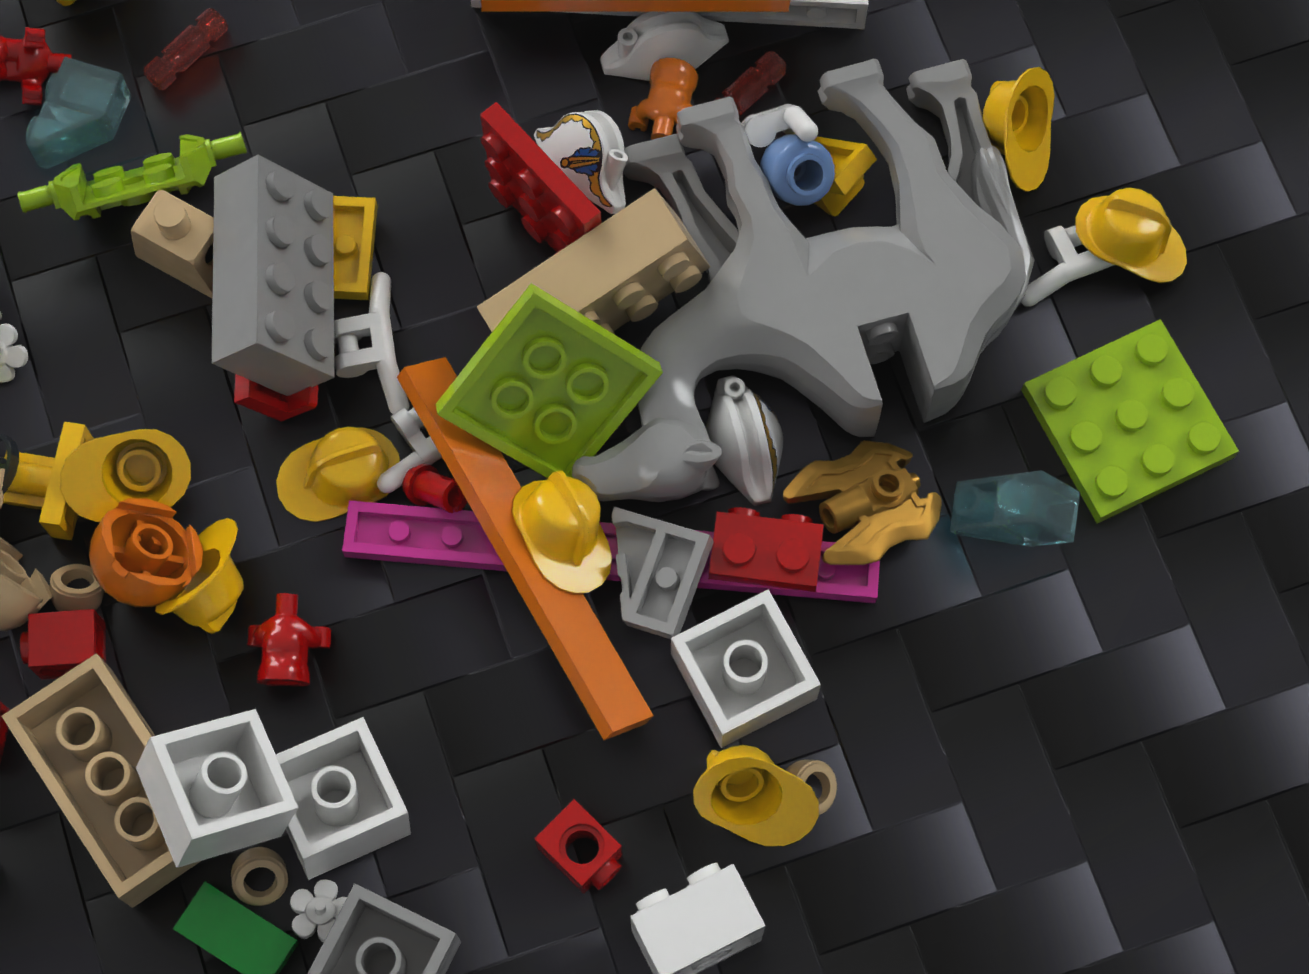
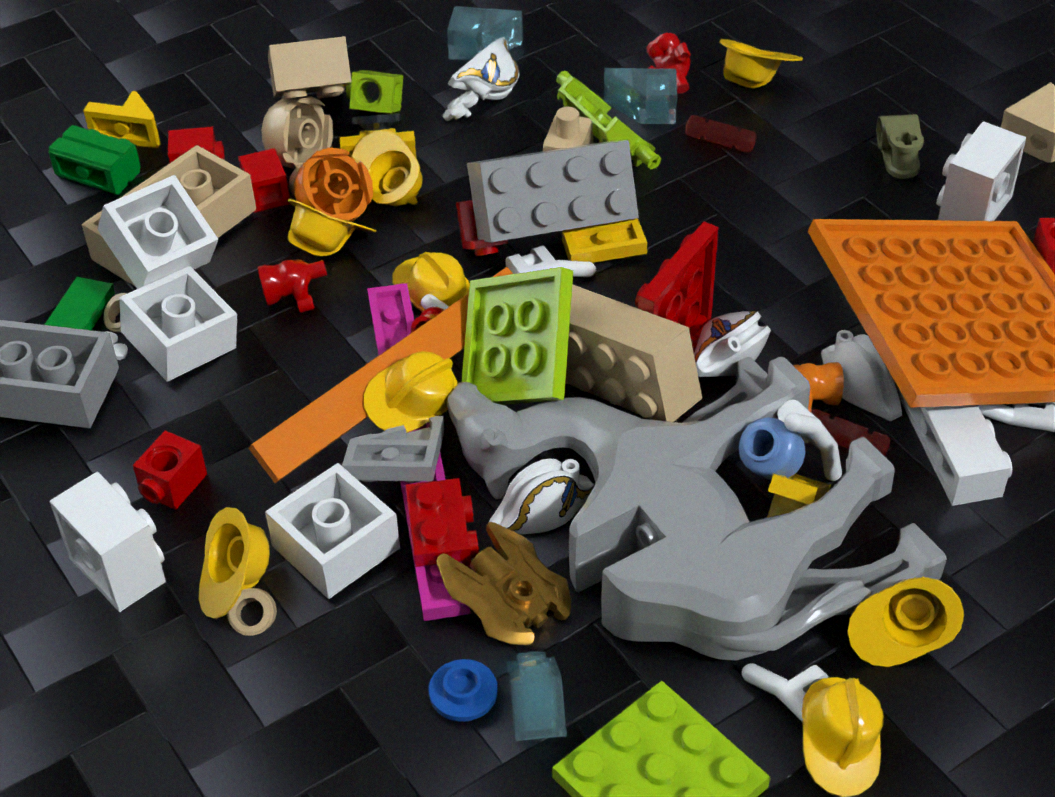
camera: 75 degrees right, 25 degrees down
(979, 582) = (463, 690): none -> blue piece

